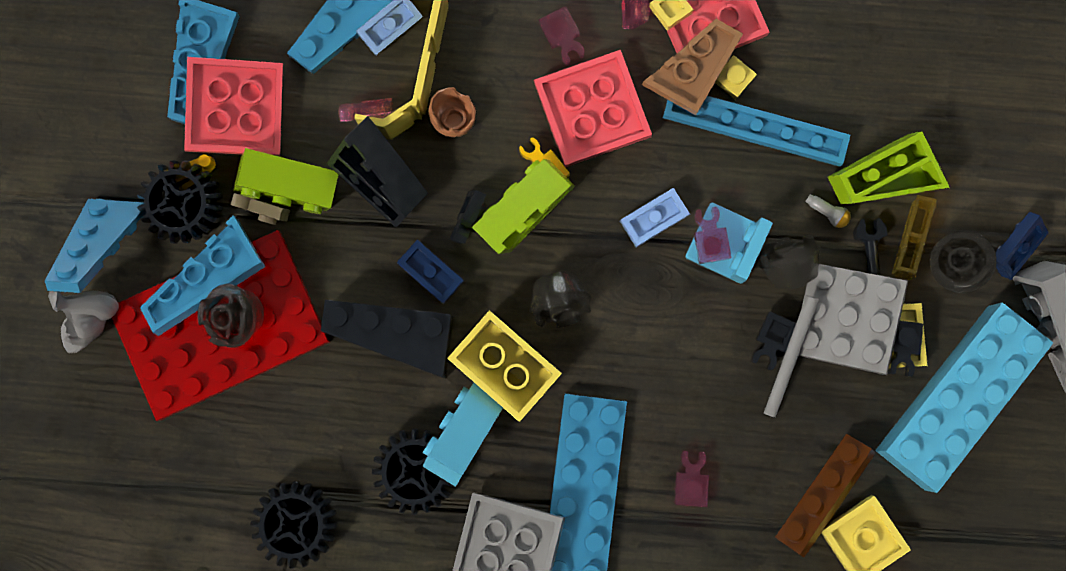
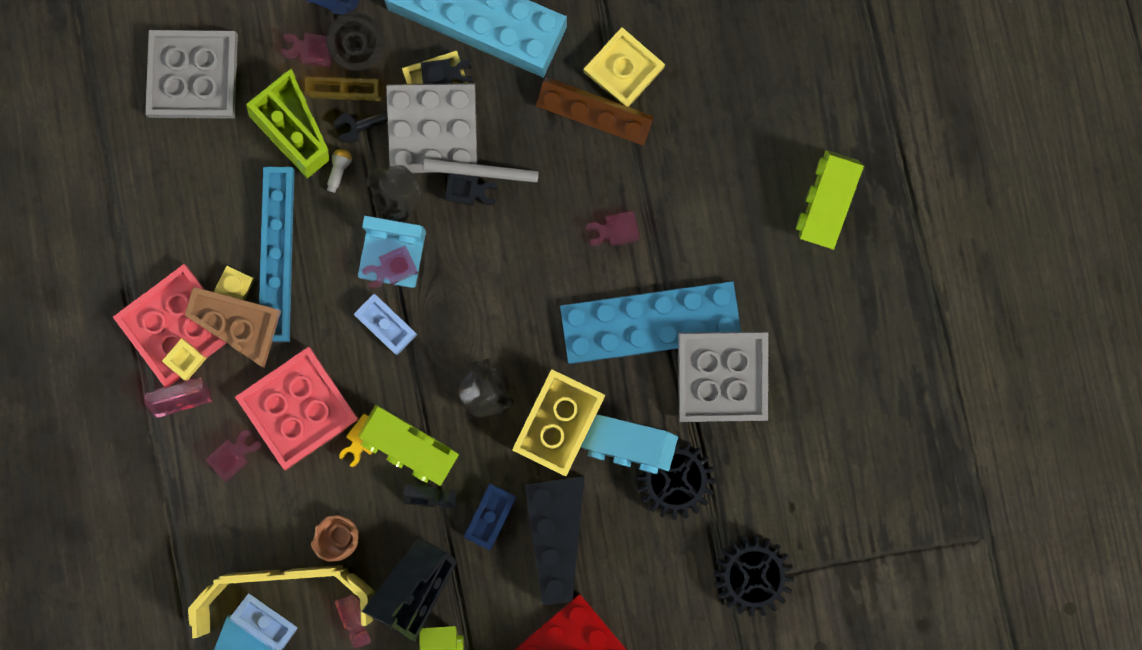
camera: 110 degrees left, 0 degrees up
(963, 214) = (312, 50): none -> clear pink plate
(966, 87) = (191, 74): none -> light grey plate

